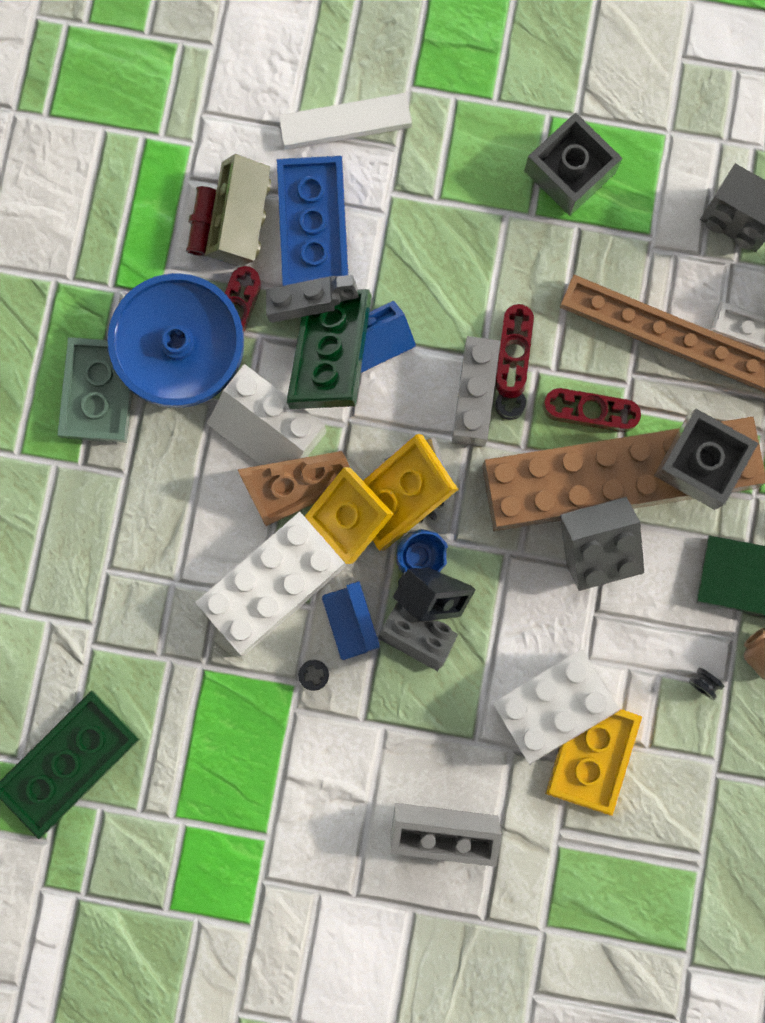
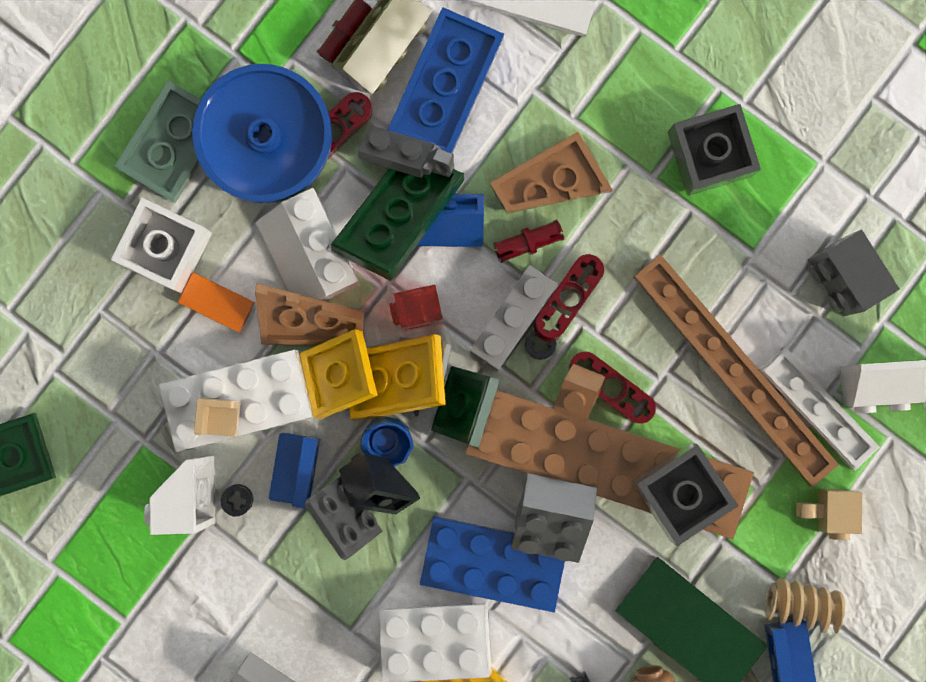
camera: 25 degrees right, 5 degrees up
(135, 481) = (161, 245): none -> white brick
(207, 510) = (216, 302): none -> orange tile
(263, 600) = (217, 417): none -> tan panel
(268, 690) = (184, 500): none -> white slope
(389, 422) = (416, 308): none -> clear red brick
(445, 257) = (552, 177): none -> medium nougat wing
(454, 320) = (528, 241): none -> dark red pin
(478, 486) = (467, 406): none -> dark green tile
(566, 619) = (483, 565): none -> blue plate
(567, 424) = (579, 392): none -> medium nougat brick

